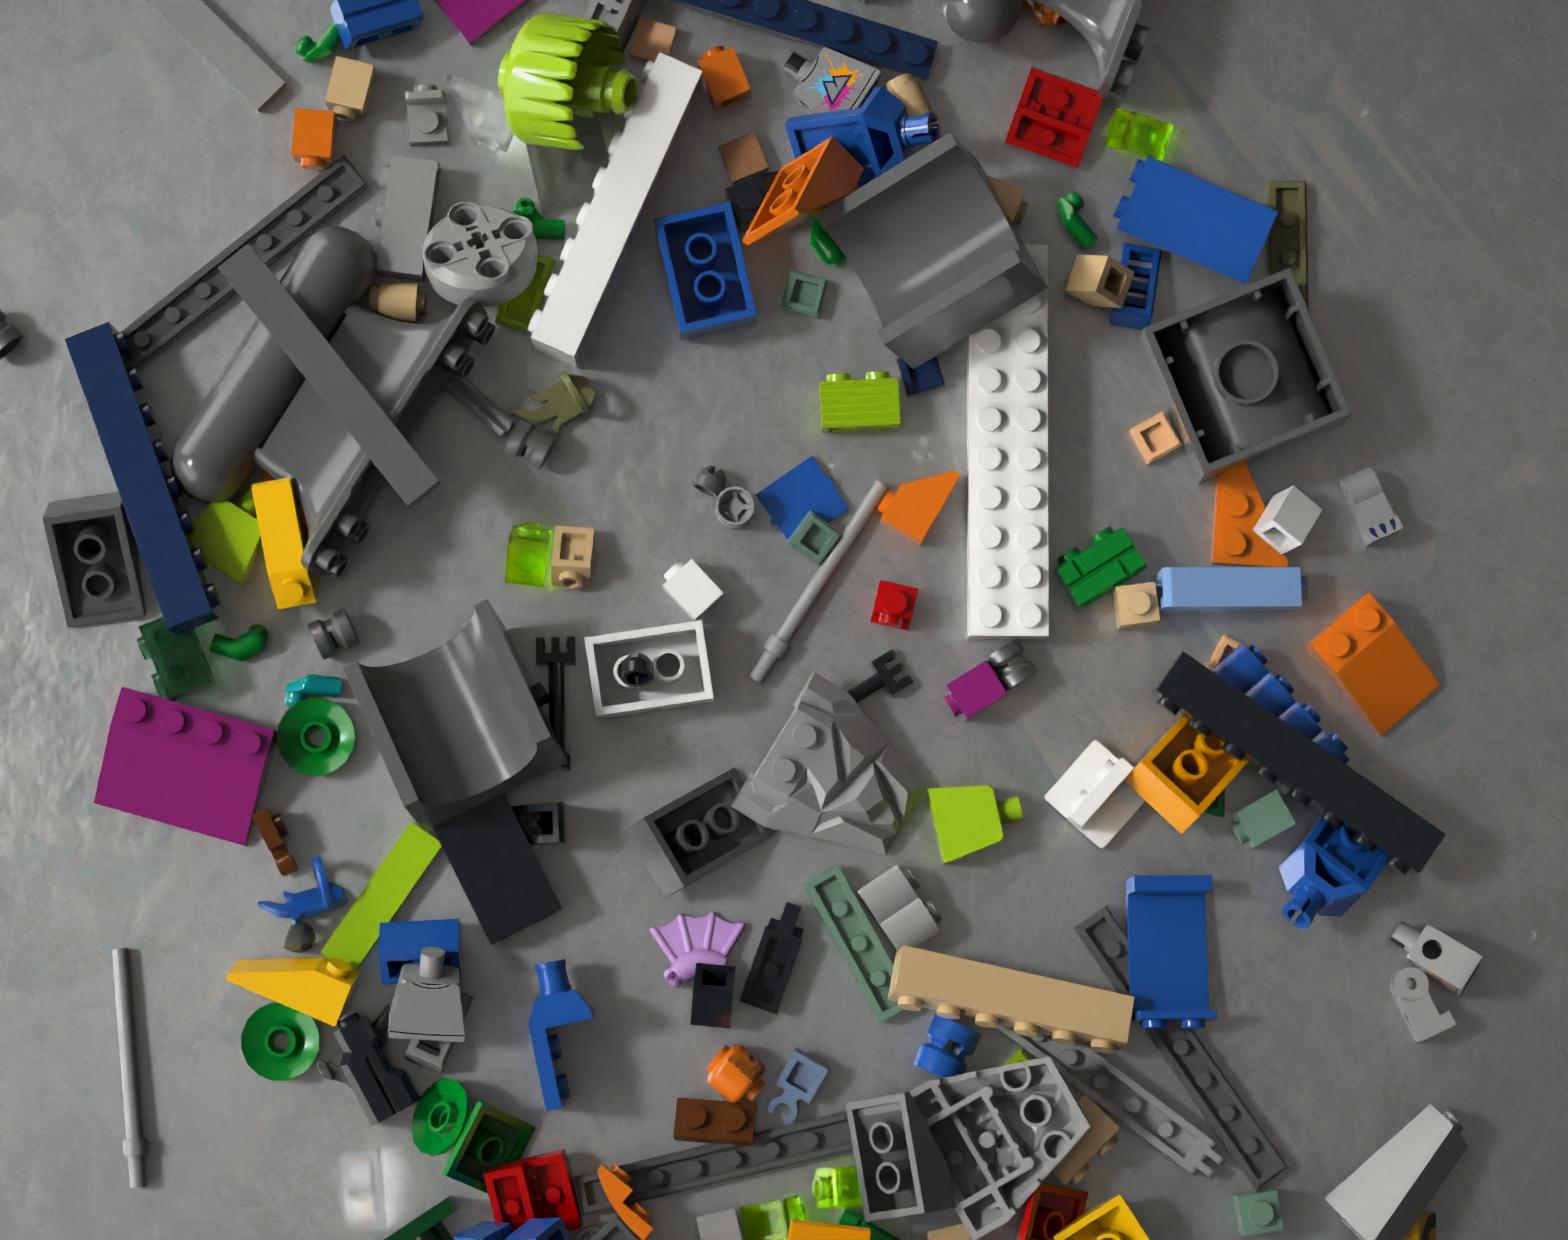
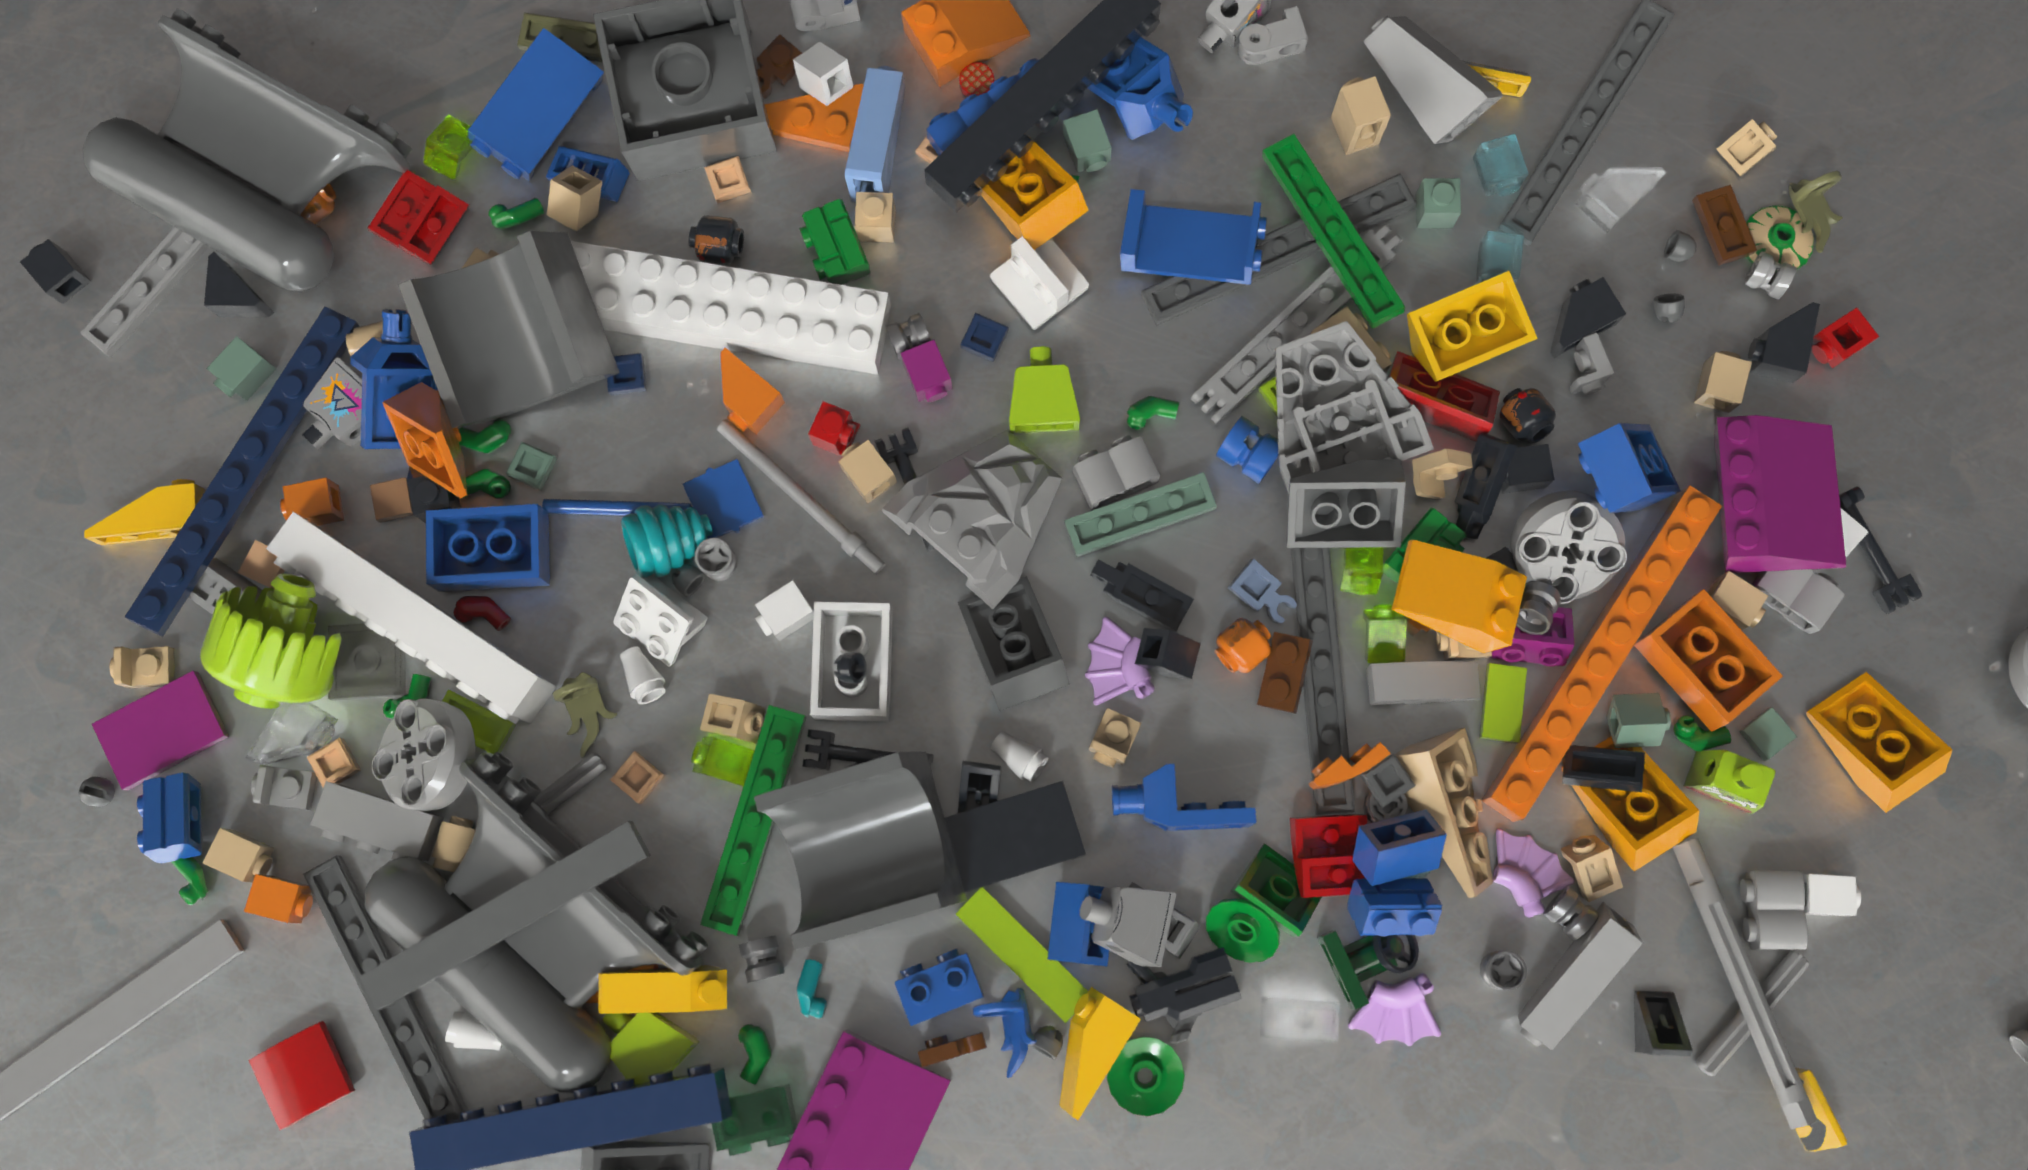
camera: 70 degrees left, 5 degrees down
(146, 199) = (301, 1075): none -> red slope
(213, 357) = (470, 1033): none -> white cone
(295, 734) = (837, 995): green dish -> none
(333, 817) = (939, 987): none -> blue brick
(457, 595) = (751, 828): none -> green plate
(460, 159) = (334, 762): none -> light nougat tile
(497, 471) = (637, 777): none -> light nougat tile
(531, 443) = (617, 739): flat silver wheel -> none
(581, 862) = (1021, 757): none -> white cone
(598, 456) = (642, 678): none -> white cone
(617, 954) = (1114, 738): none -> tan bracket
(645, 275) = (481, 606): none -> red arm
(663, 460) = (657, 617): none -> white bracket
(746, 450) = (663, 537): none -> teal piece
(774, 393) = (600, 507): none -> blue bar
(777, 256) = (489, 483): none -> green arm
(814, 538) = (758, 493): sand green tile -> none
(856, 647) = (867, 470): none -> tan brick
(859, 403) = (642, 430): lime brick -> none
(976, 932) = (1147, 408): none -> green arm
(1010, 999) = (1214, 382): tan brick -> none
(1026, 745) = (984, 337): none -> dark blue tile
(1082, 440) = (717, 240): none -> black head
(1203, 1100) = (1333, 231): none -> green plate
(1297, 467) = (776, 64): none -> reddish brown plate
(1314, 687) = (975, 79): none -> tile
(1340, 1111) = (1360, 114): none -> tan brick

